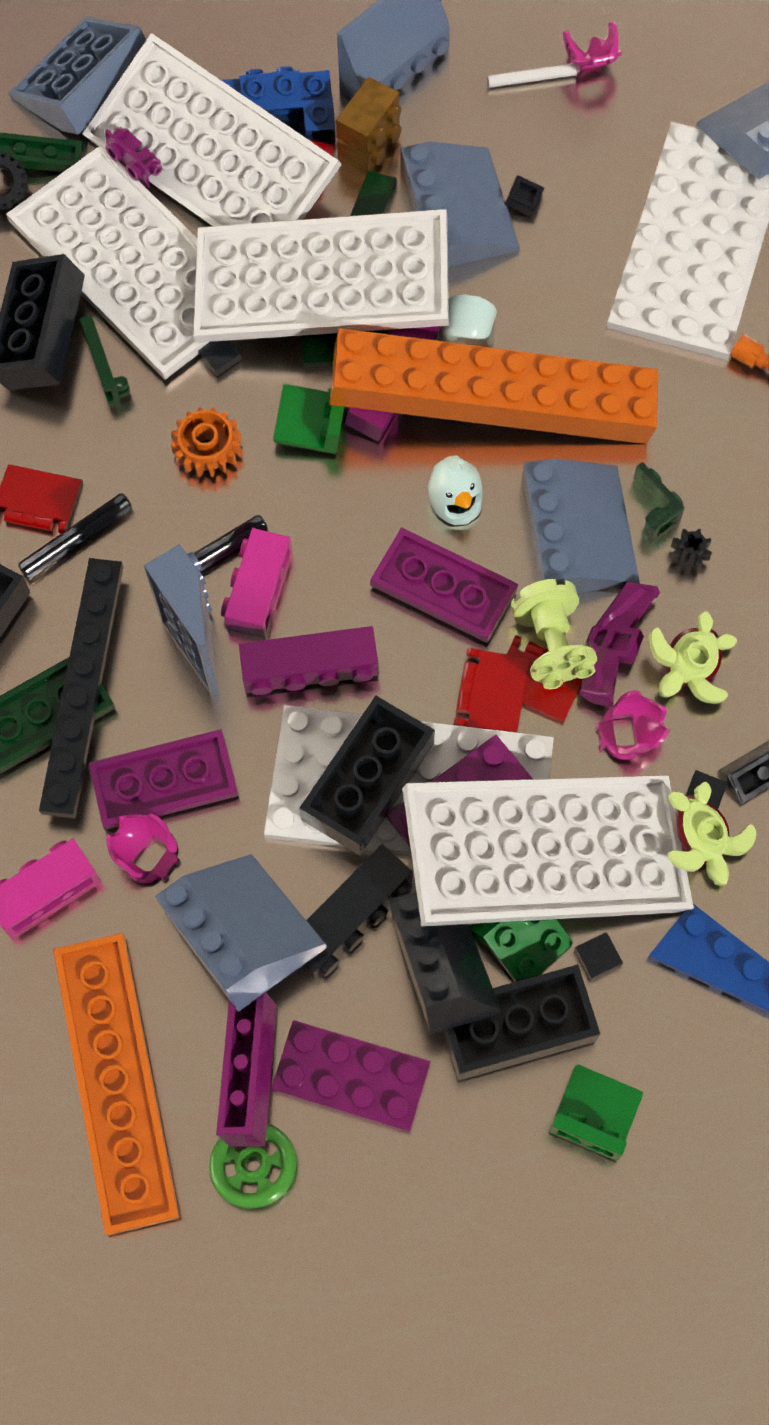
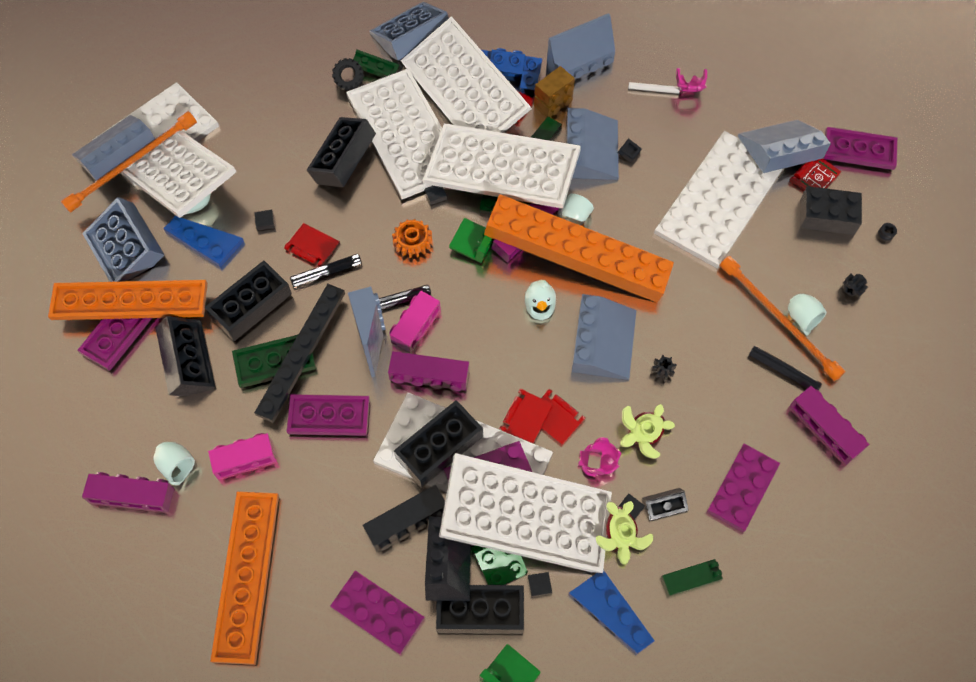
camera: 15 degrees right, 5 degrees down
(113, 387) = (371, 195): dark green hinge -> none
(123, 146) = (419, 72): magenta hinge -> none
(132, 839) = (299, 444): dark pink helmet -> none
(240, 927) = (341, 509): sand blue slope -> none
(247, 1073) = (318, 590): magenta brick -> none
(267, 1191) = (292, 634): bright green plate -> none
(444, 584) = (518, 350): magenta plate -> none
(547, 609) = (569, 379): yellowish green piece -> none
(616, 640) = (604, 407): magenta plate -> none
(669, 503) = (652, 346): clear green bracket -> none

